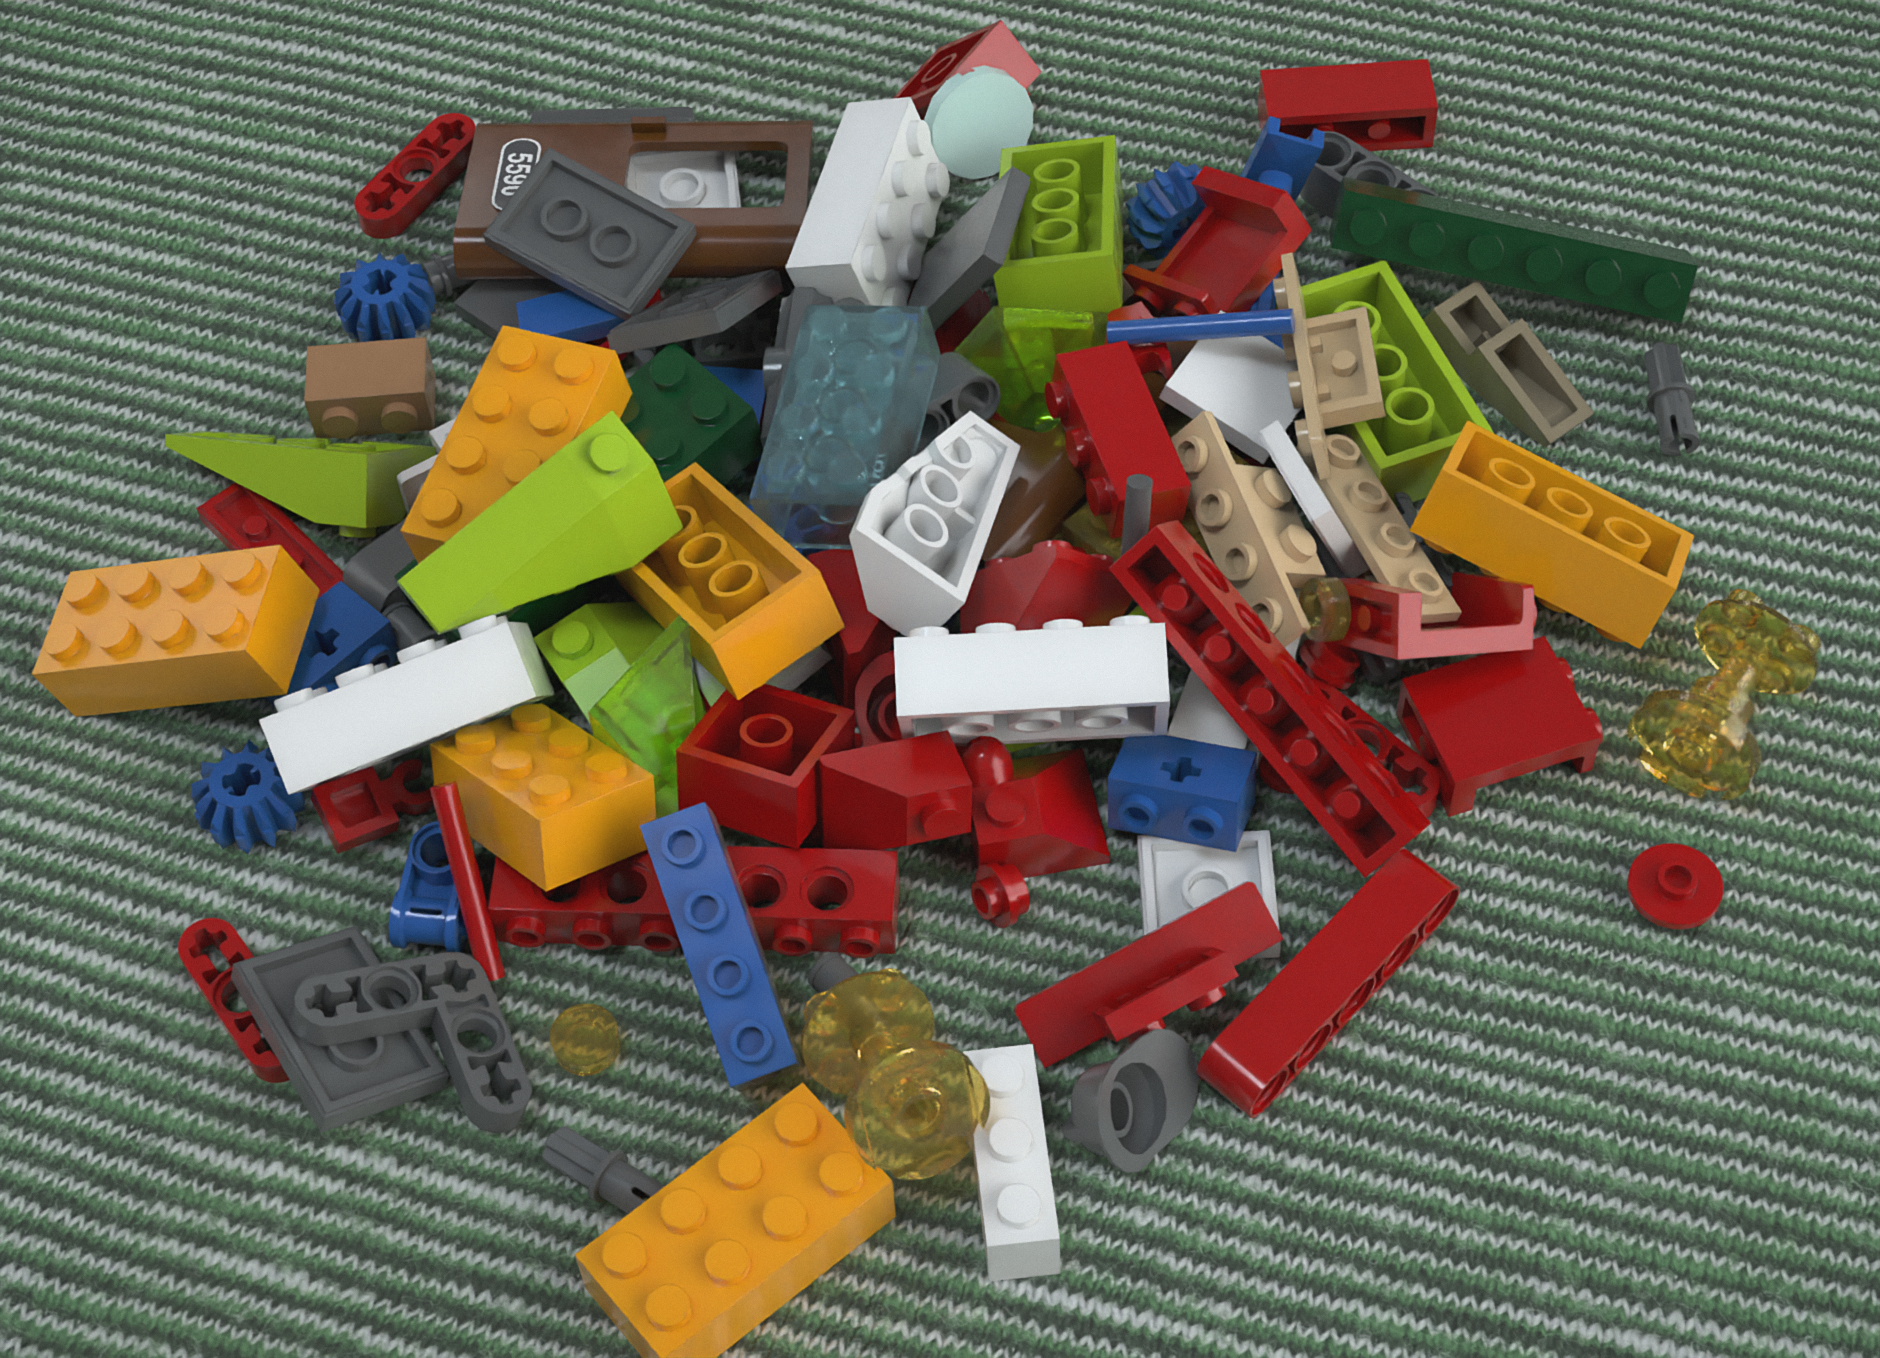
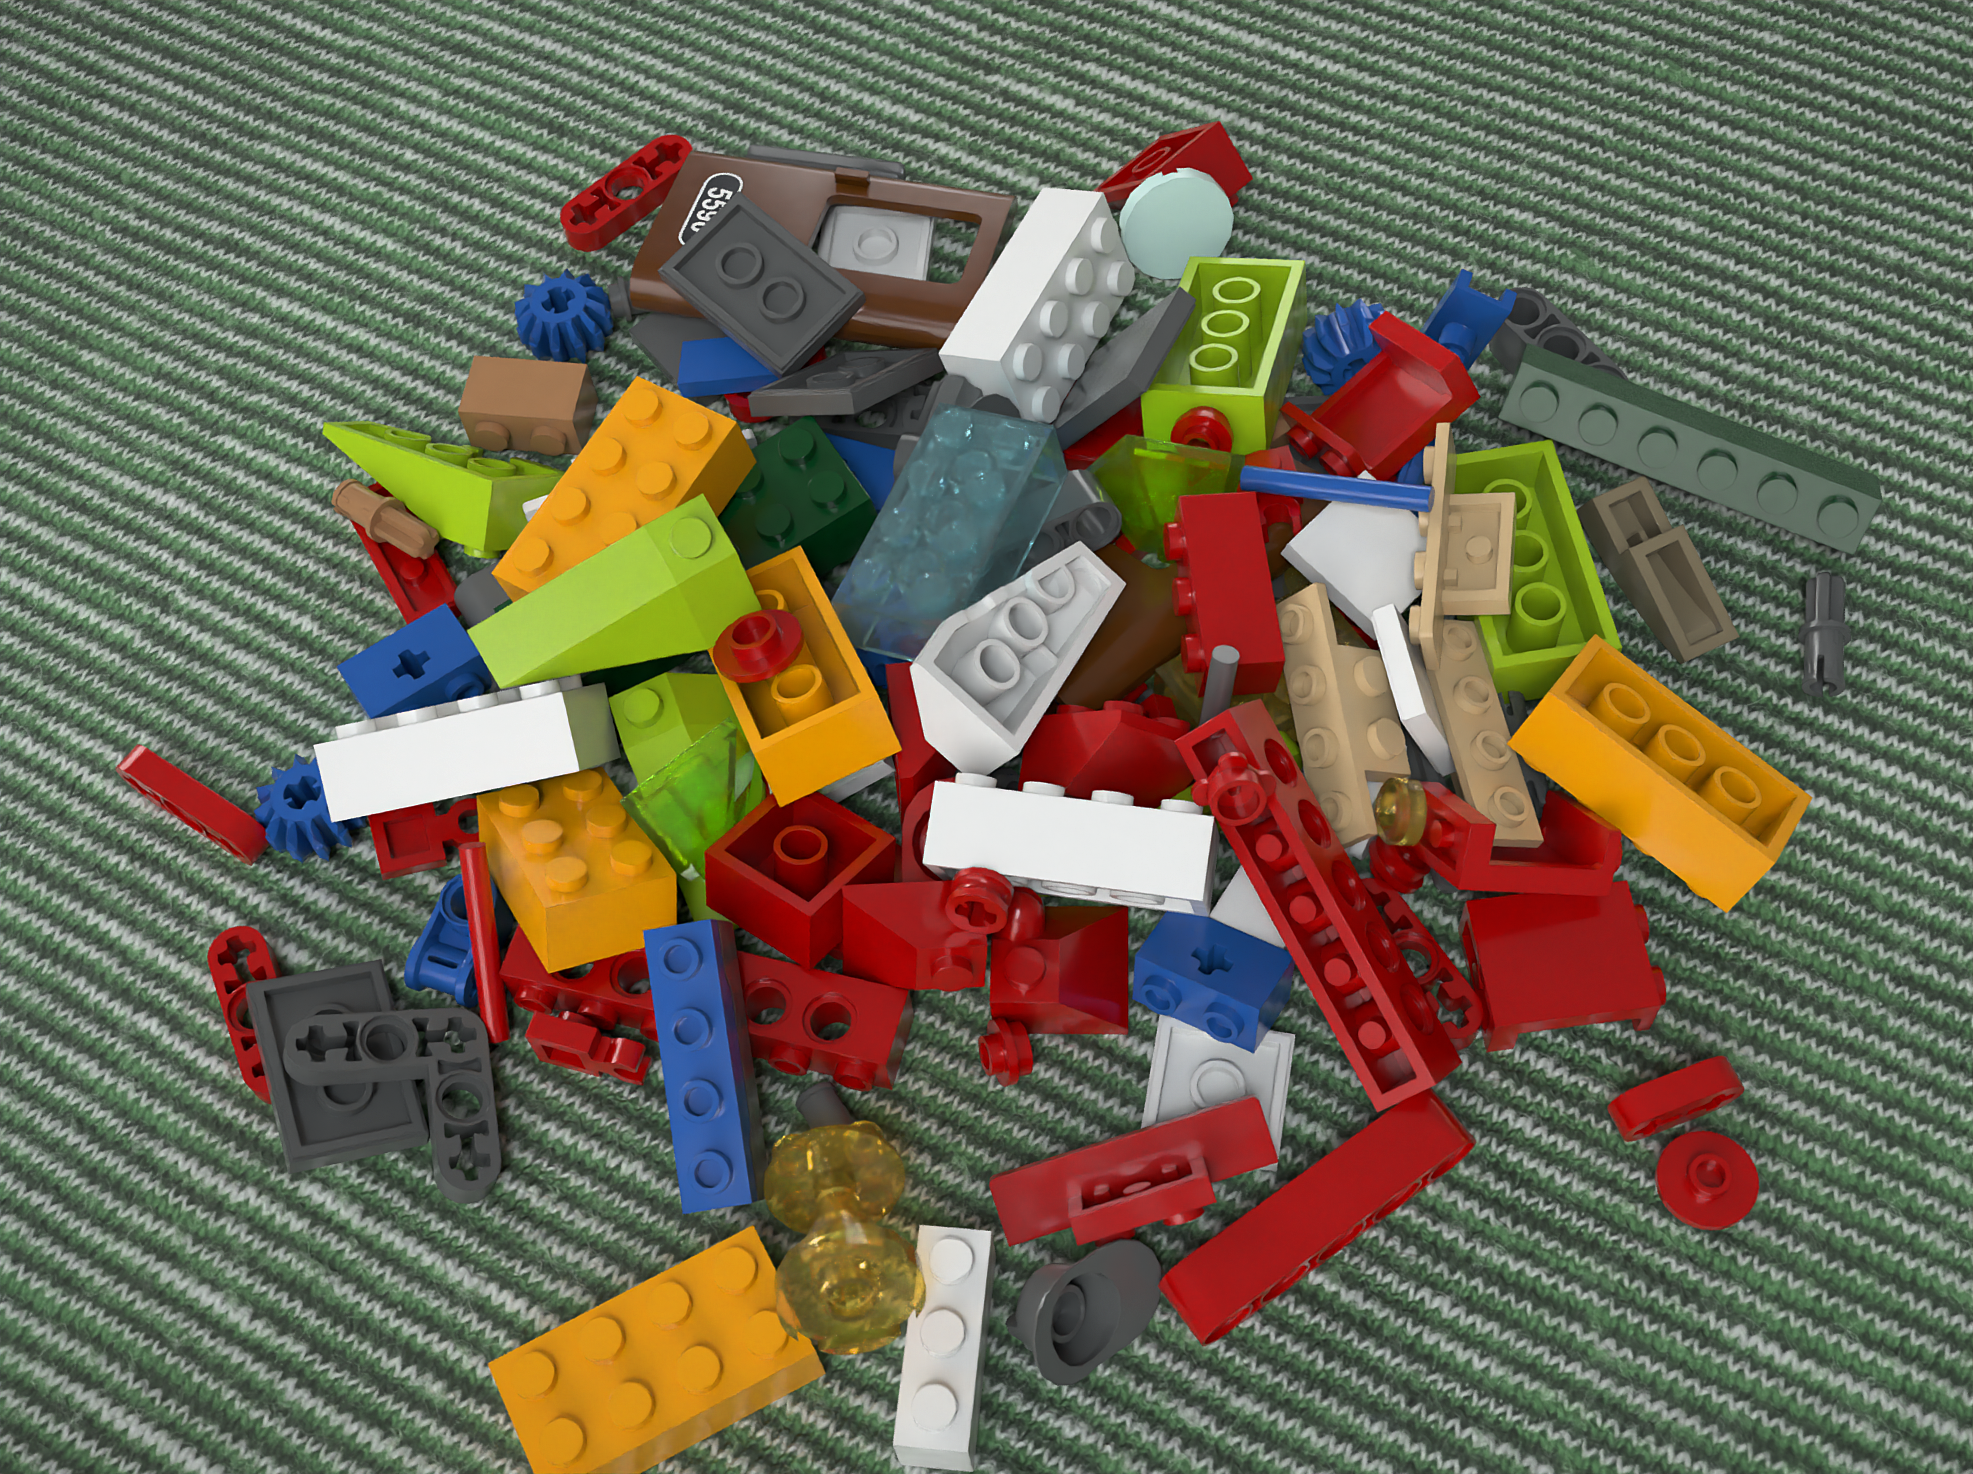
camera: 15 degrees right, 5 degrees up
(124, 815) = (194, 804): none -> red beam
(177, 632) = (279, 630): light orange brick -> none
(253, 514) = (384, 519): none -> medium nougat axle
(582, 967) = (578, 1045): none -> red plate
(585, 1039) = (568, 1122): clear yellow tile -> none
(598, 1170) = (547, 1269): dark grey axle -> none
(687, 551) = (758, 645): none -> red piece
(956, 725) = (979, 900): none -> red bush
(1060, 290) = (1205, 424): none -> red plate
(1186, 609) = (1238, 804): none -> red plate
(1370, 103) = (1567, 260): red brick -> none
(1630, 820) = (1675, 1098): none -> red beam
(1701, 735) = (1772, 1020): clear yellow piece -> none

